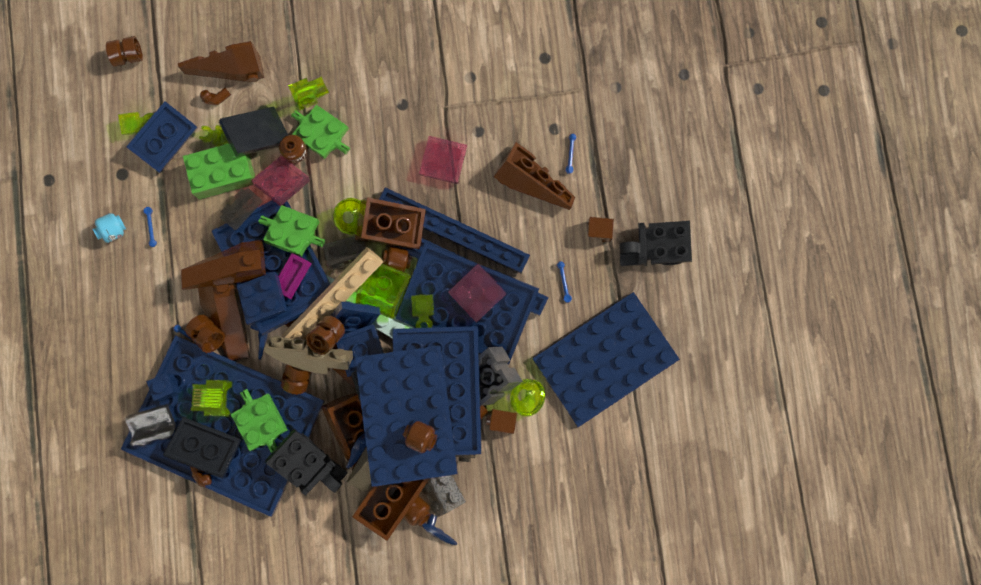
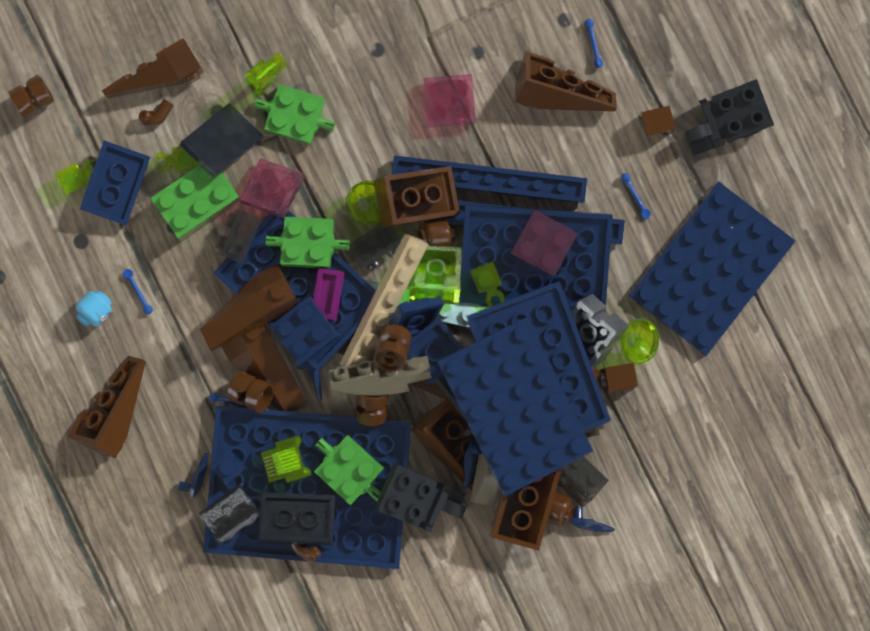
camera: 15 degrees left, 5 degrees up
(85, 321) = (109, 418): none -> reddish brown wedge
(140, 388) = (197, 480): none -> dark blue bar
(293, 148) = (274, 154): reddish brown head -> none
(420, 437) = (541, 424): reddish brown head -> none

